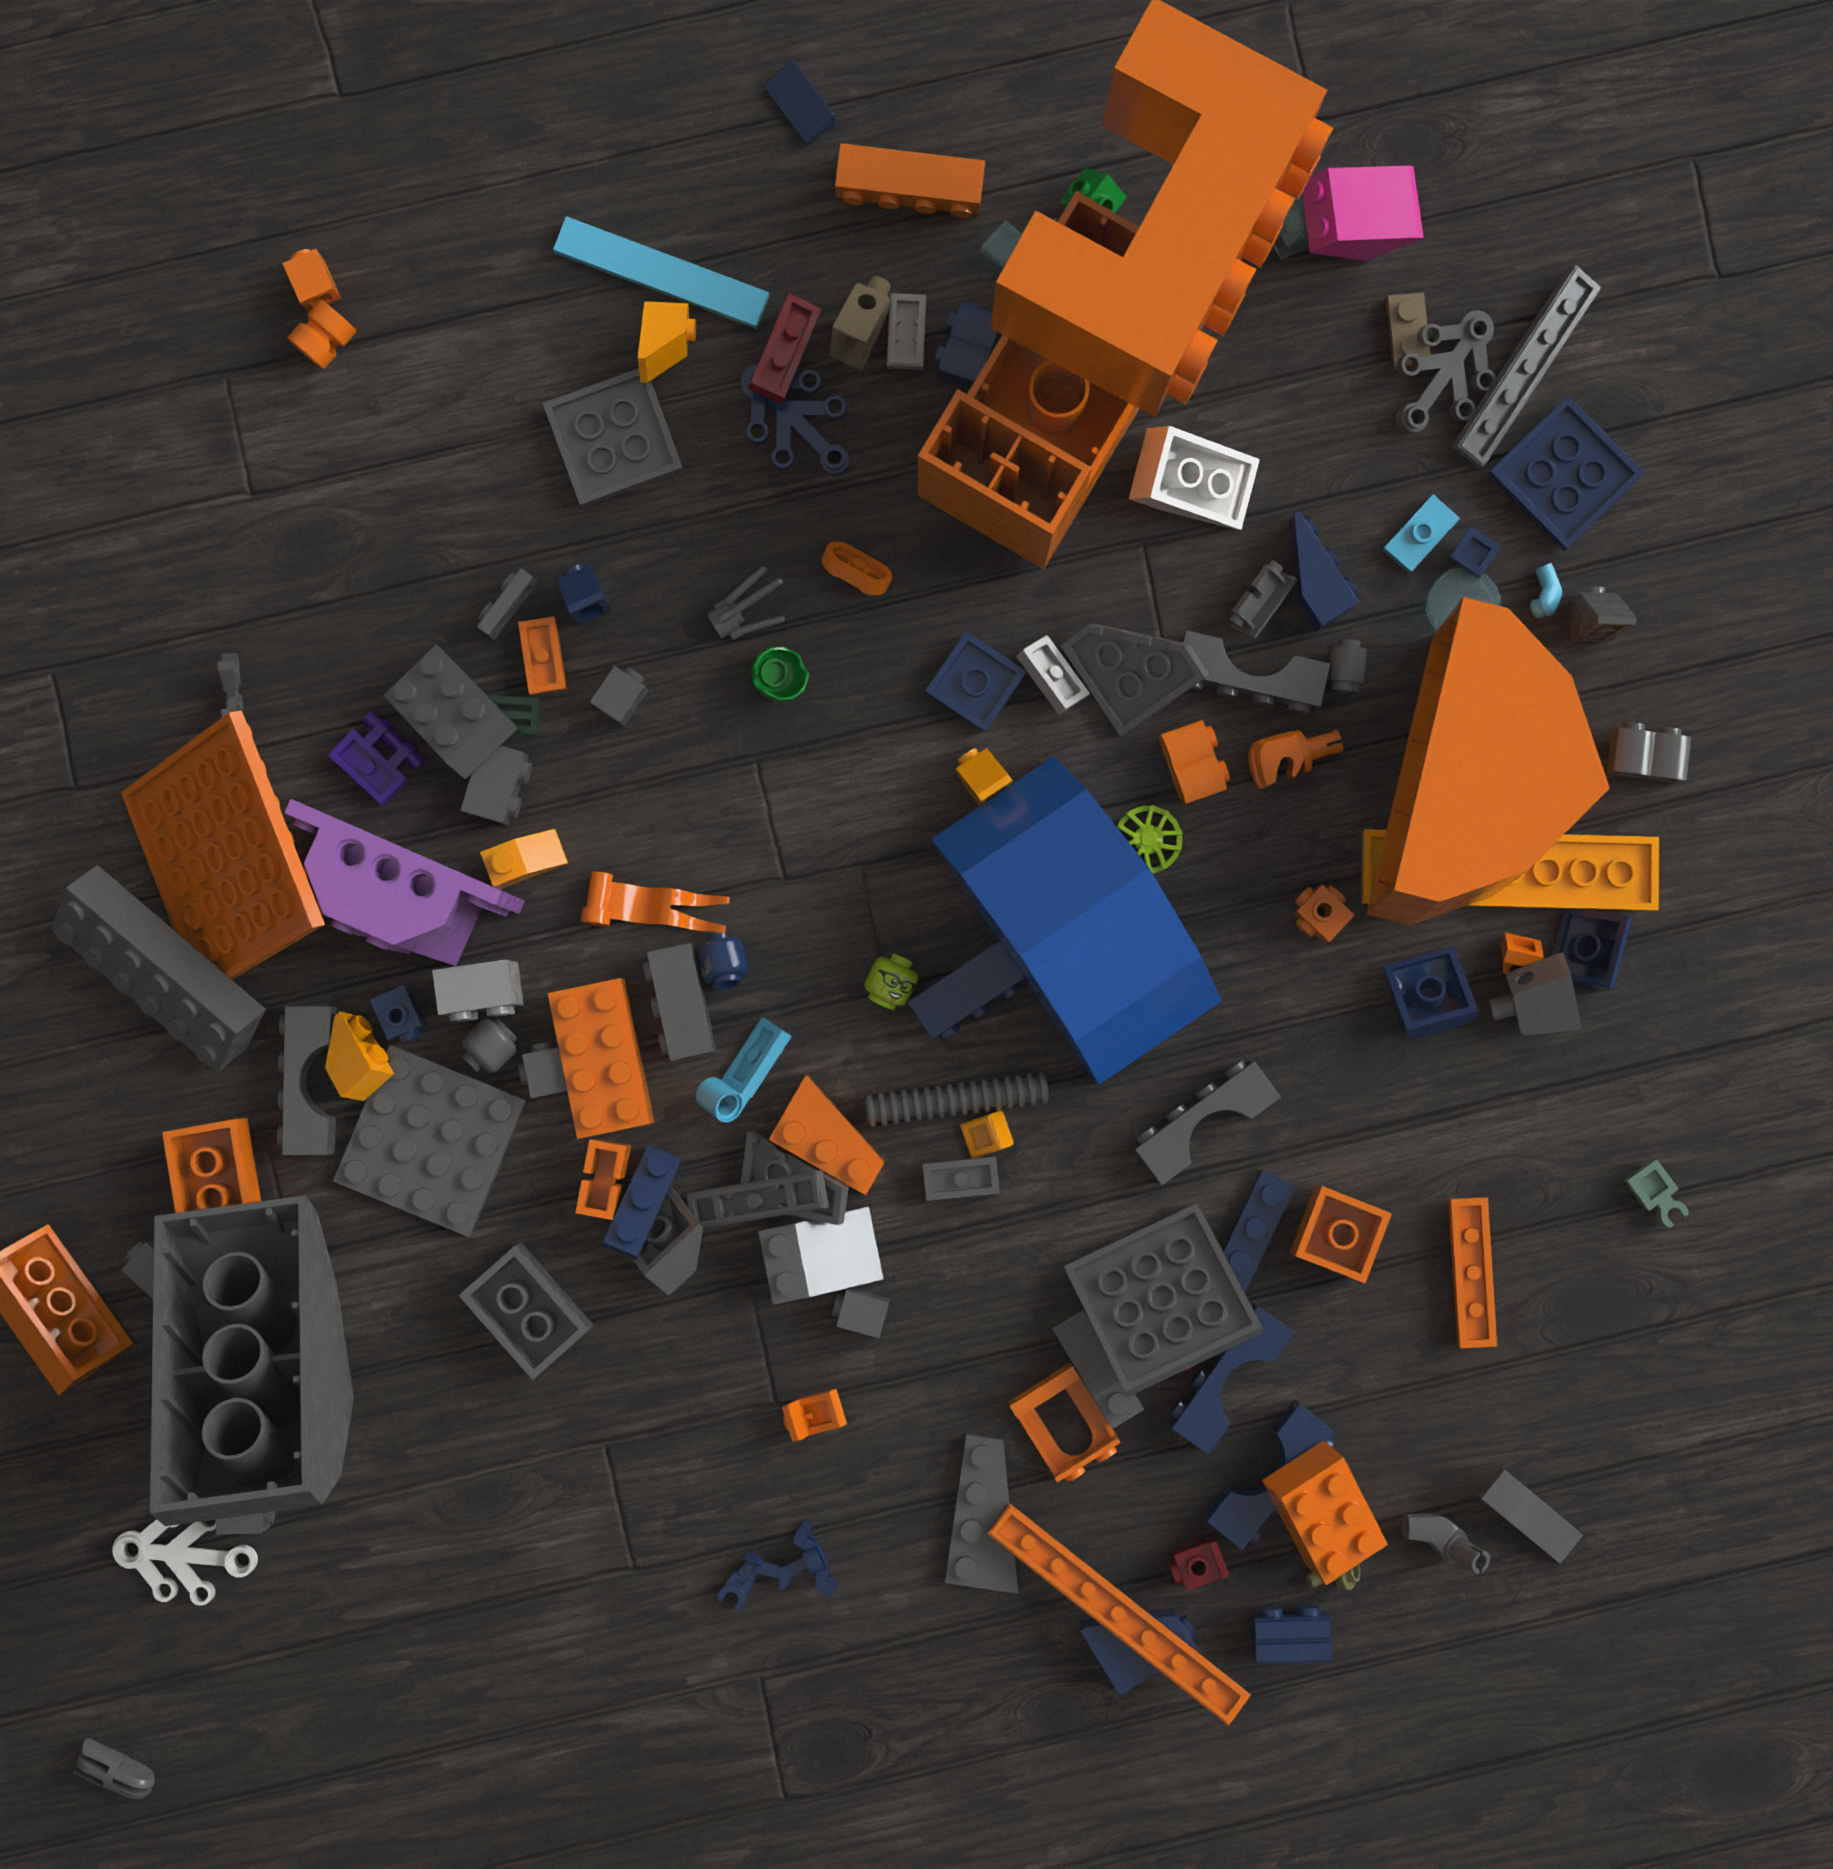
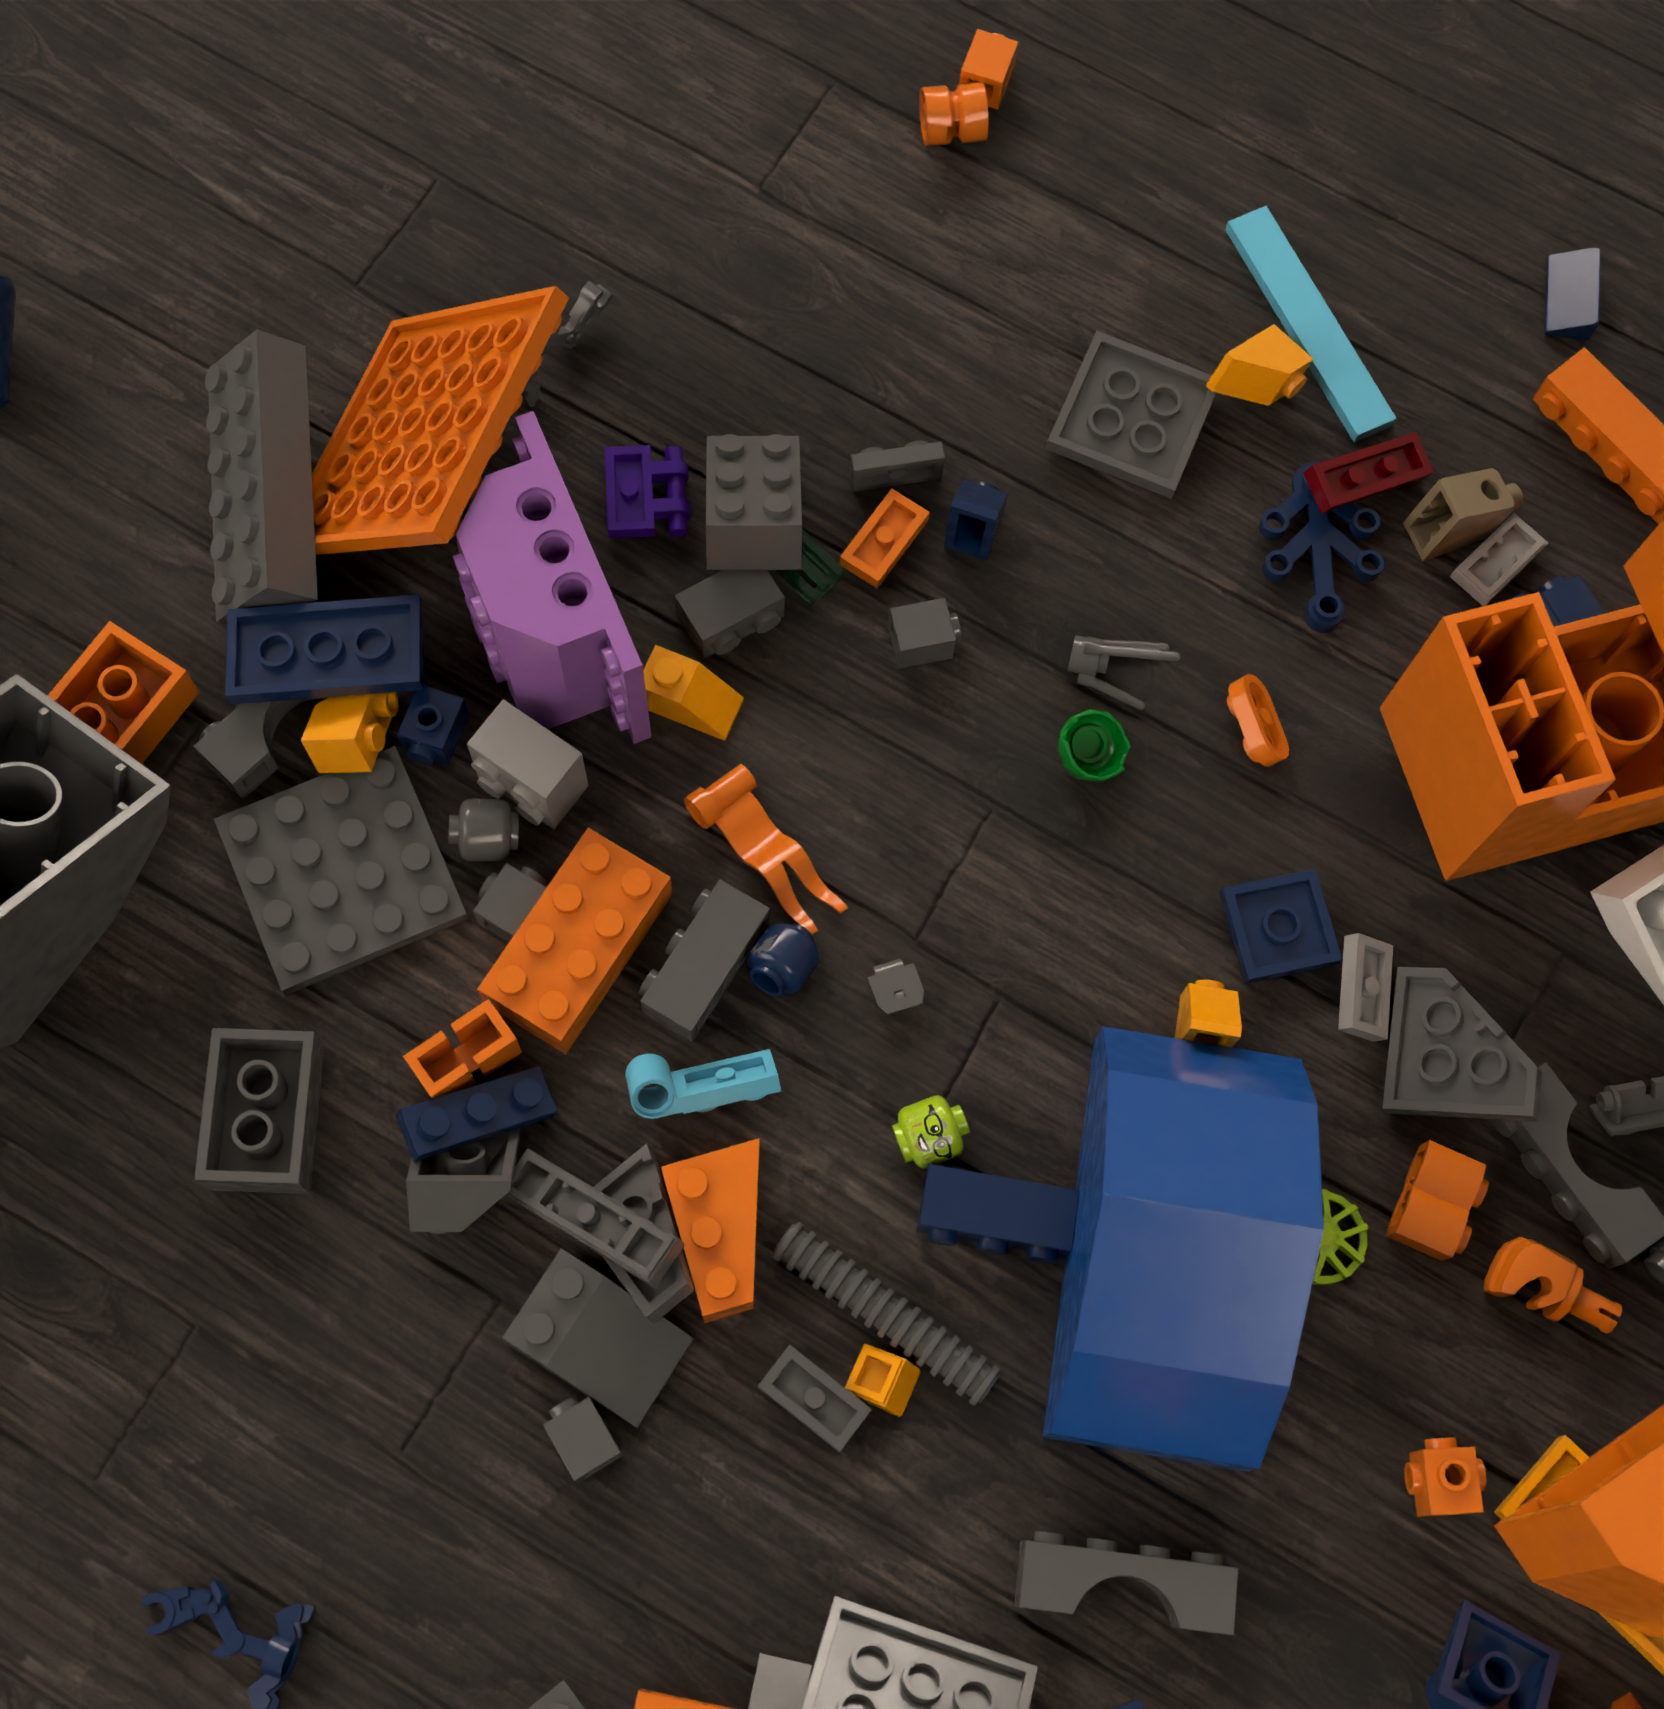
camera: 35 degrees right, 15 degrees down
(300, 1033) = (324, 649): none -> dark blue plate
(798, 917) = (896, 986): none -> dark grey piece
(813, 1414) = (430, 1498): orange bracket -> none

